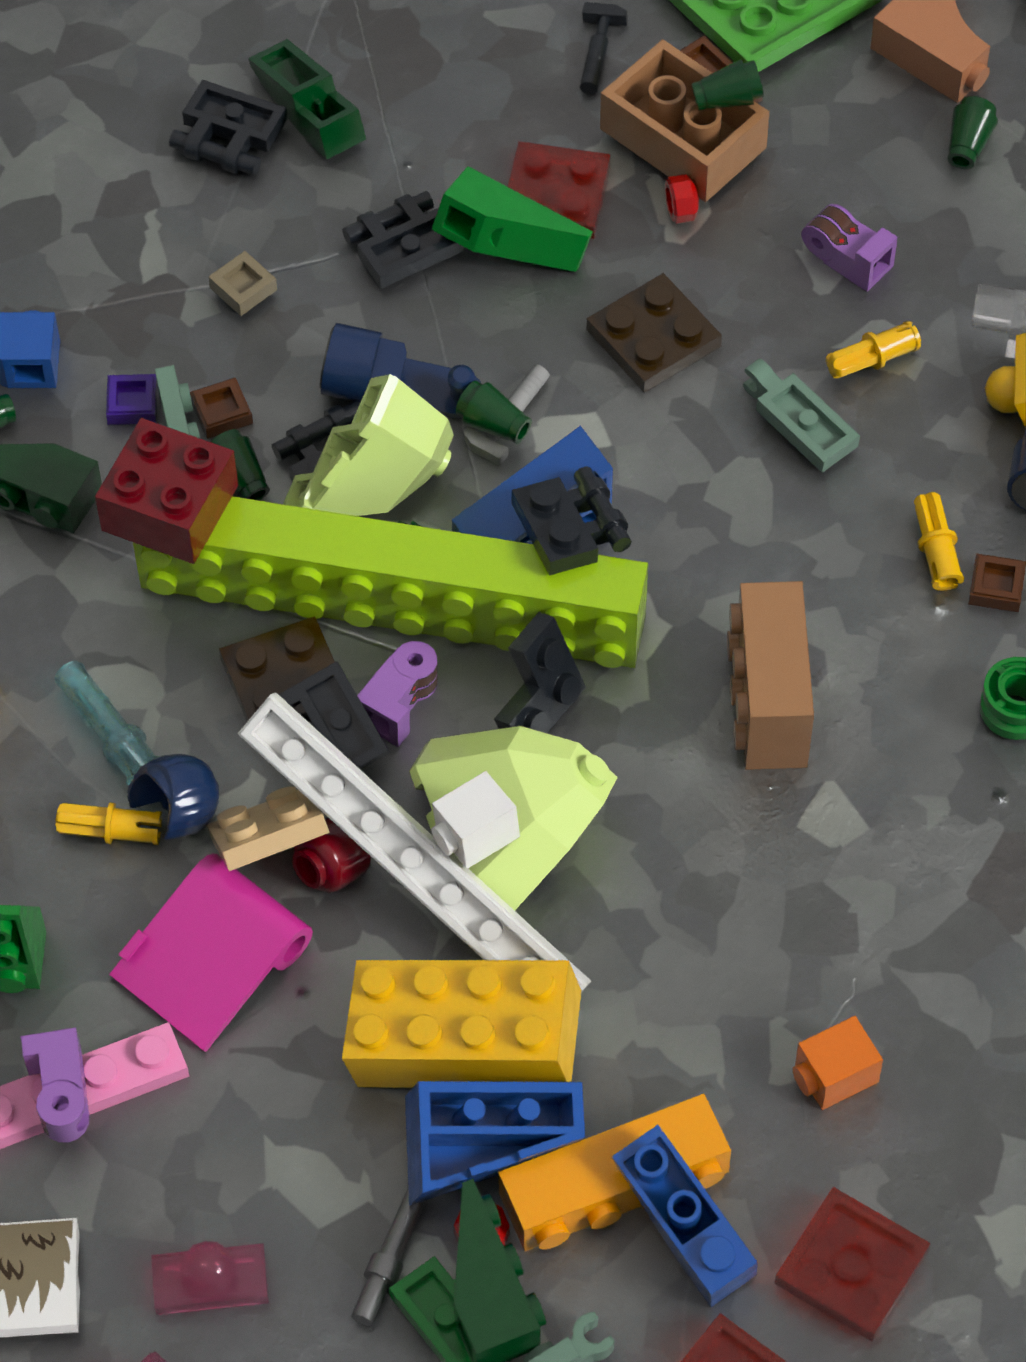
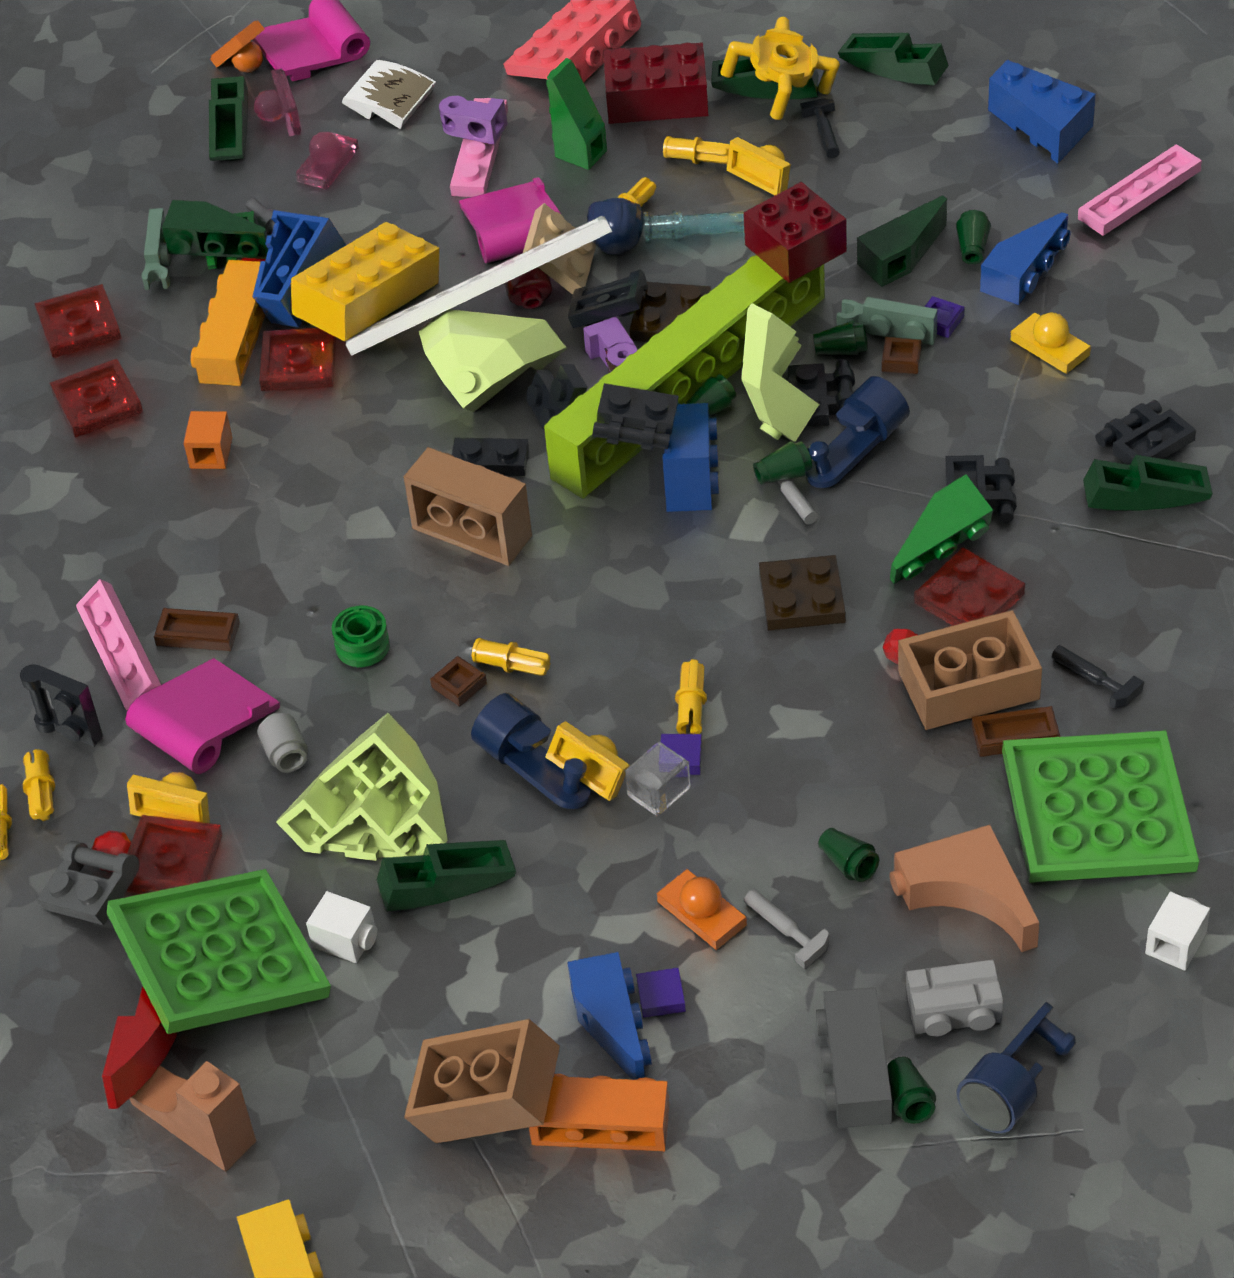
camera: 125 degrees right, 10 degrees down
(118, 274) = (1050, 340): none -> yellow tile
(242, 283) = (995, 393): dark tan plate -> none
(475, 820) = (465, 299): white brick -> none
(632, 1053) = (297, 359): none -> clear red plate
(649, 741) = (495, 454): none -> black plate
(686, 1216) = (164, 328): blue slope -> none
(729, 87) = (953, 671): dark green cone -> none
(800, 416) = (668, 630): sand green plate -> none
(850, 246) = (792, 727): medium lavender leg -> none
(947, 331) = (687, 746): none -> dark purple tile

